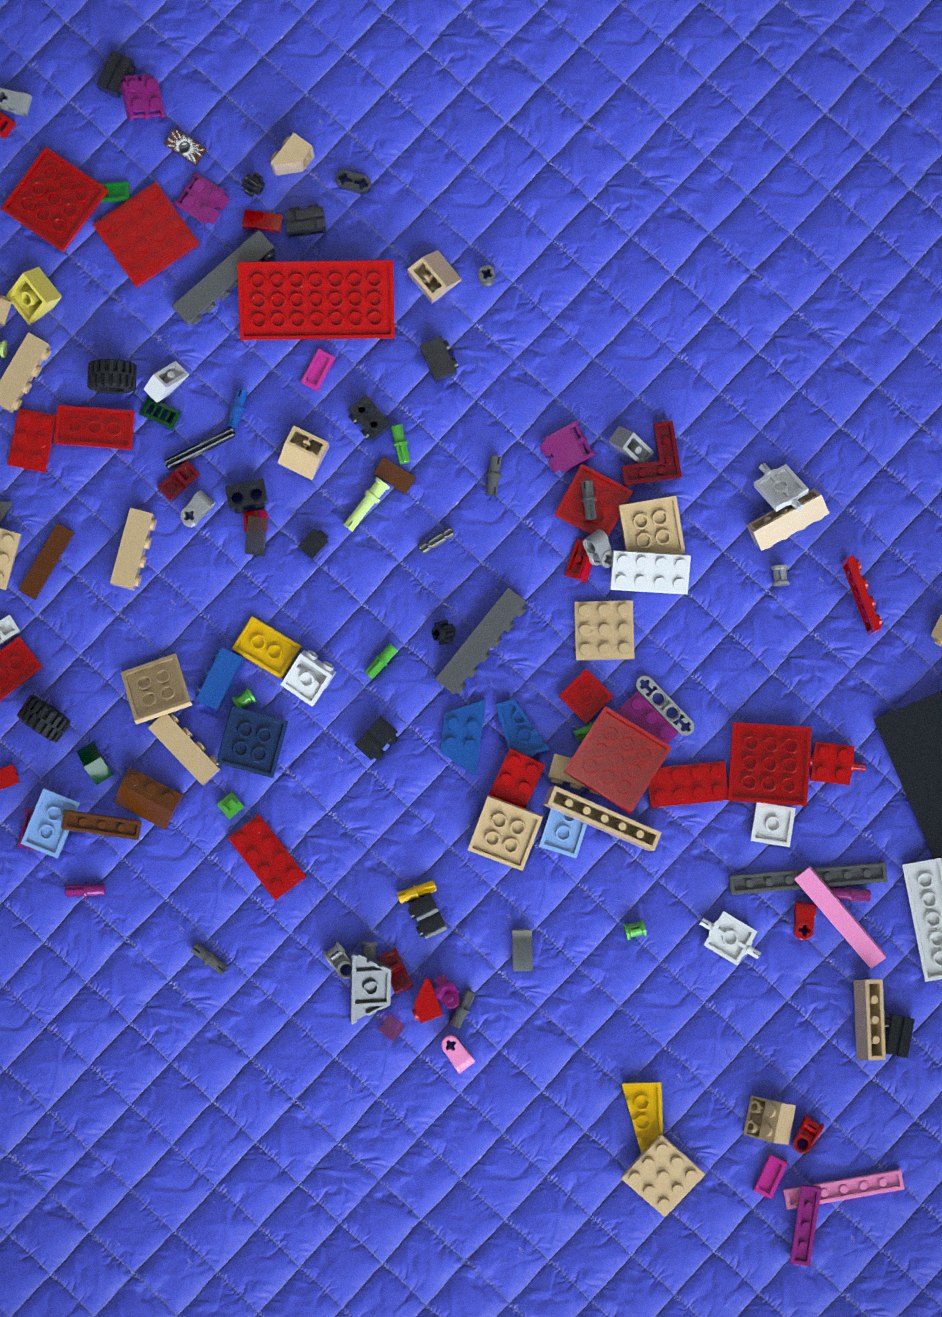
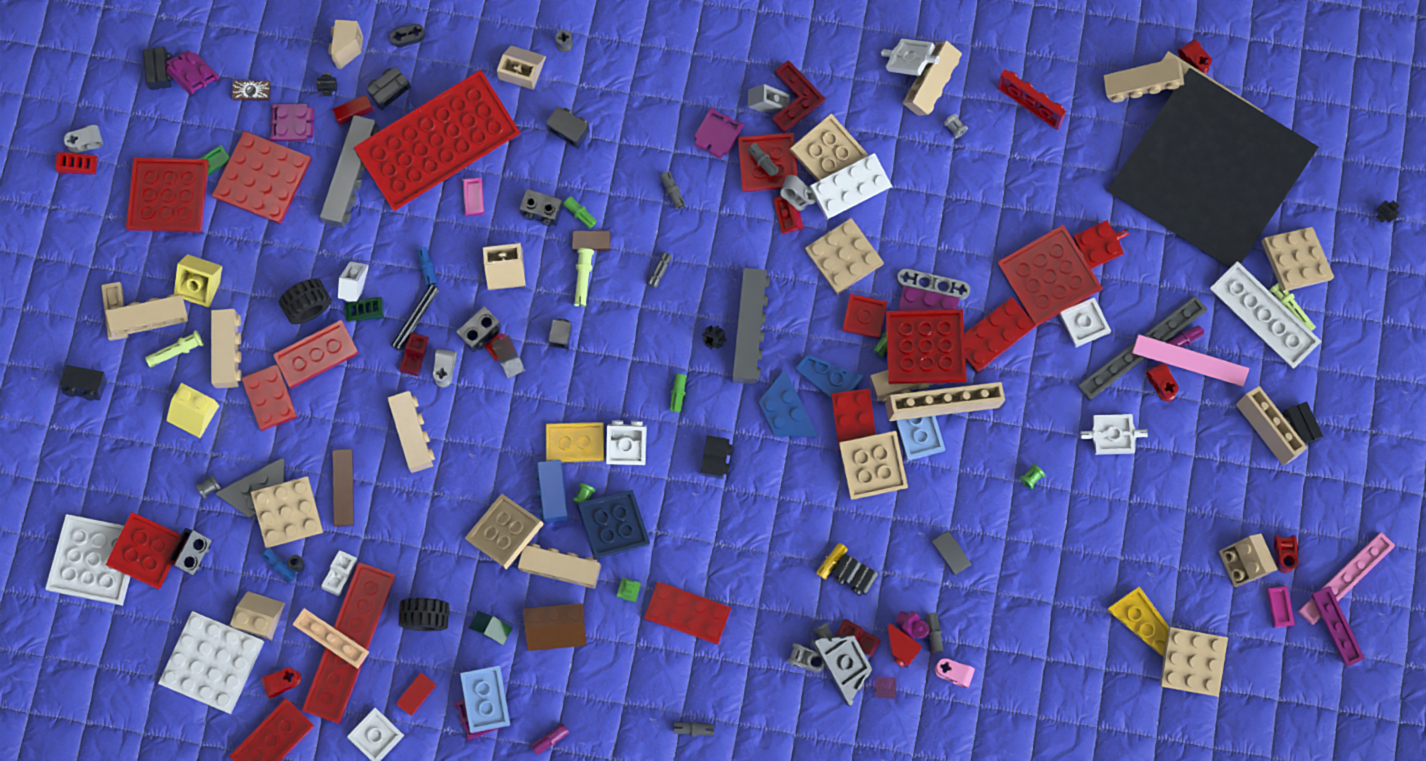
camera: 30 degrees left, 10 degrees down
(100, 824) = (529, 673): reddish brown tile -> none

